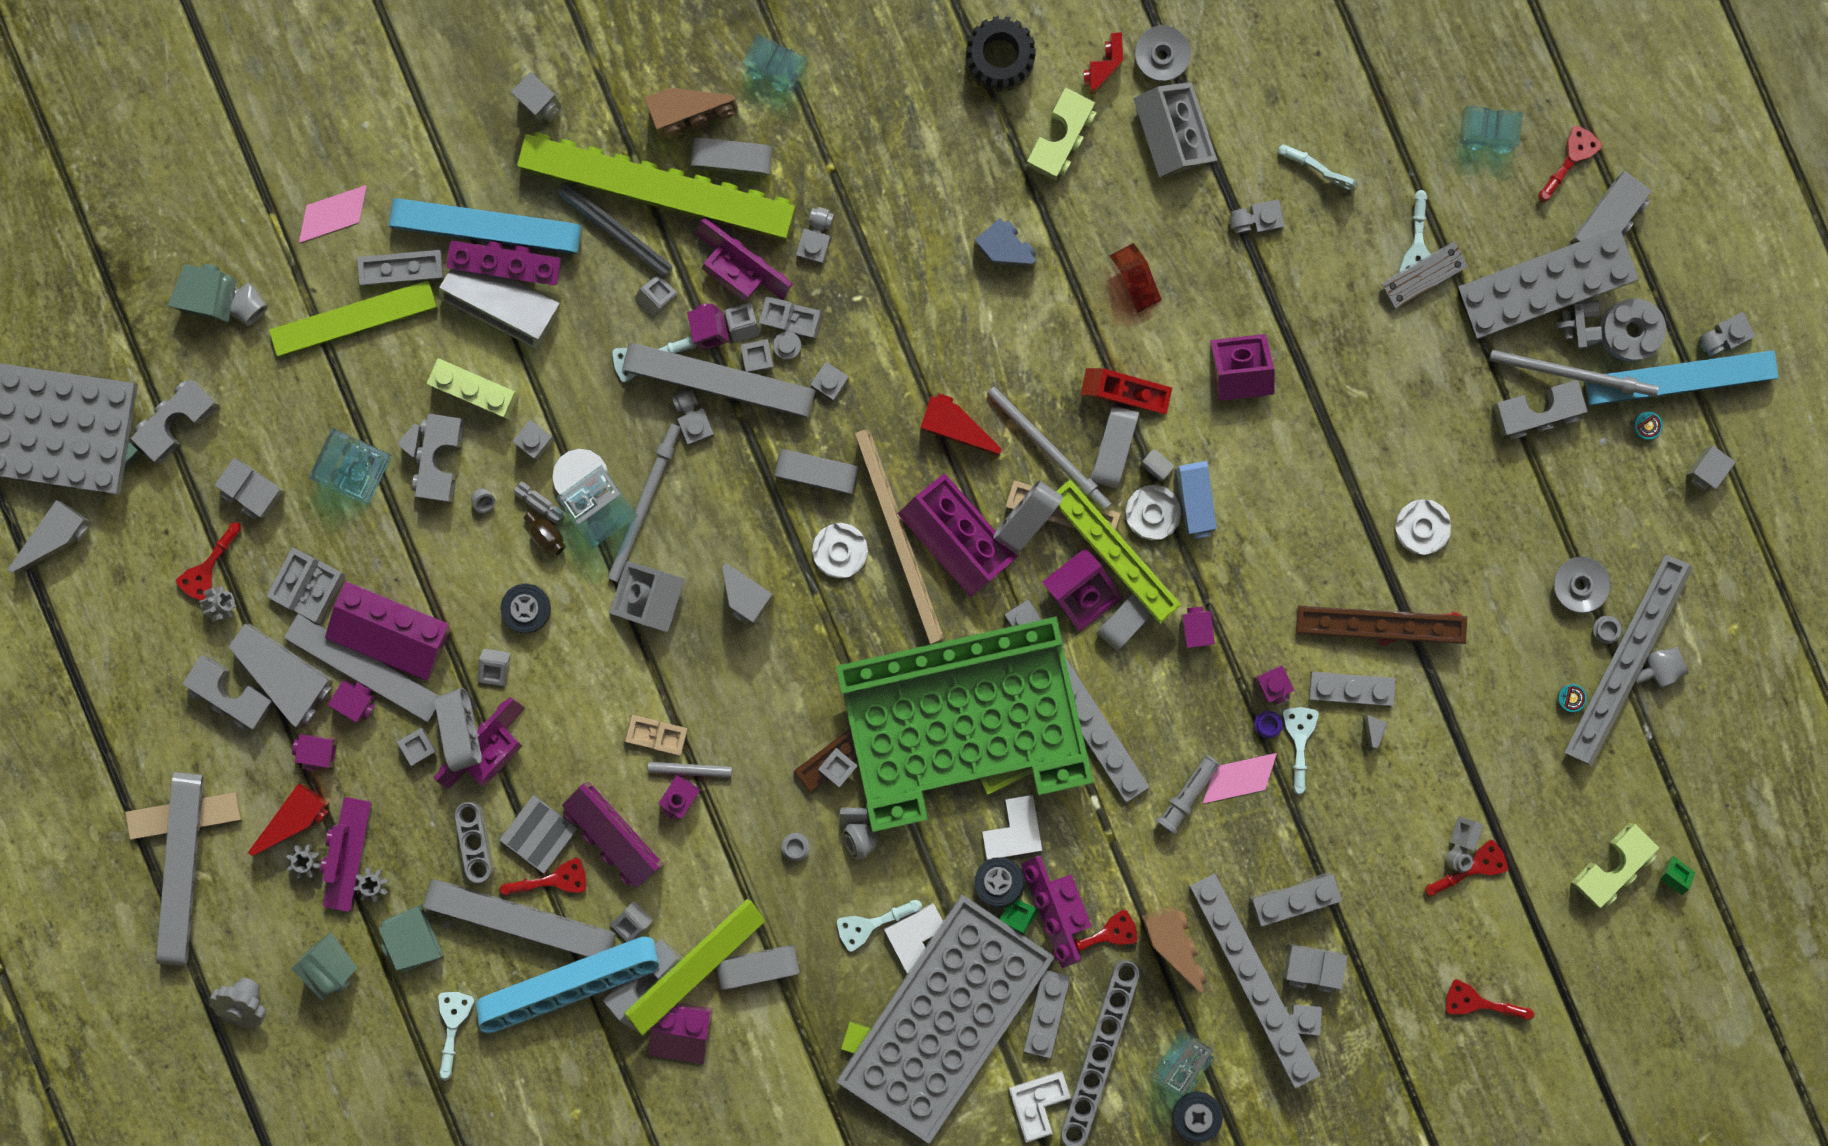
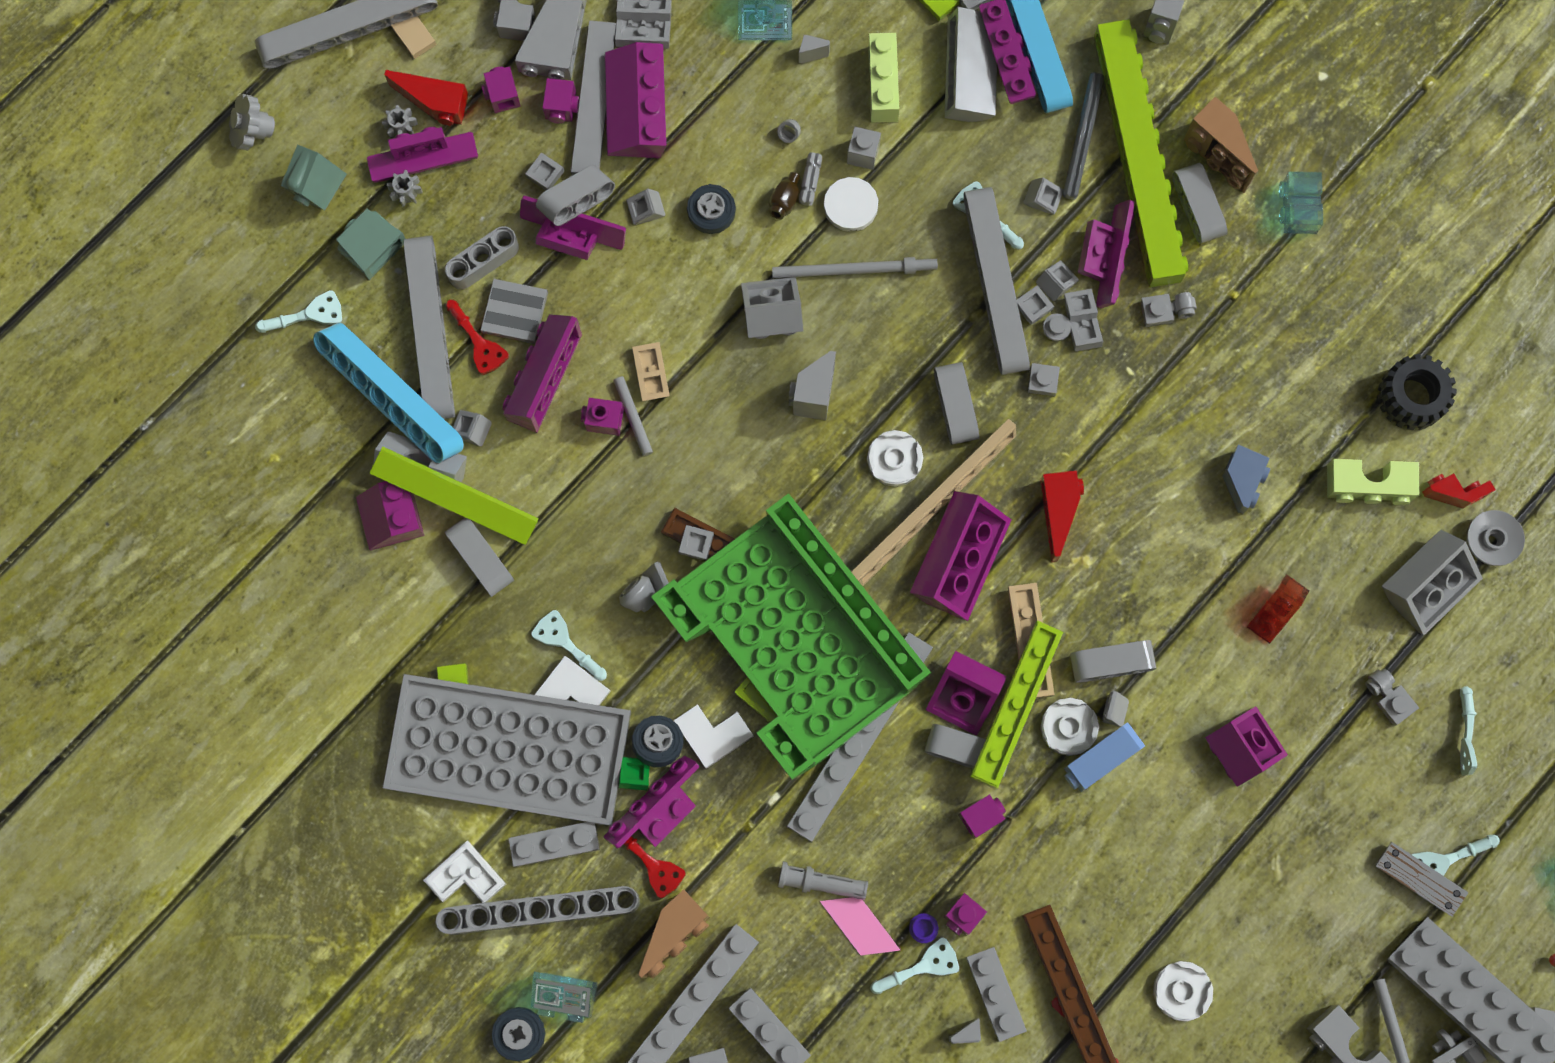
camera: 65 degrees right, 10 degrees down
(438, 434) = (828, 67): light grey arch -> none
(597, 506) = (831, 226): clear light blue slope -> none
(694, 424) = (947, 280): light grey plate -> none
(707, 326) = (1039, 249): magenta brick -> none
(795, 846) = (605, 541): light grey plate -> none
(1027, 517) = (1009, 608): light grey beam -> none
(1087, 486) = (1064, 652): light grey bar -> none
(1125, 390) = (1170, 647): red slope -> none

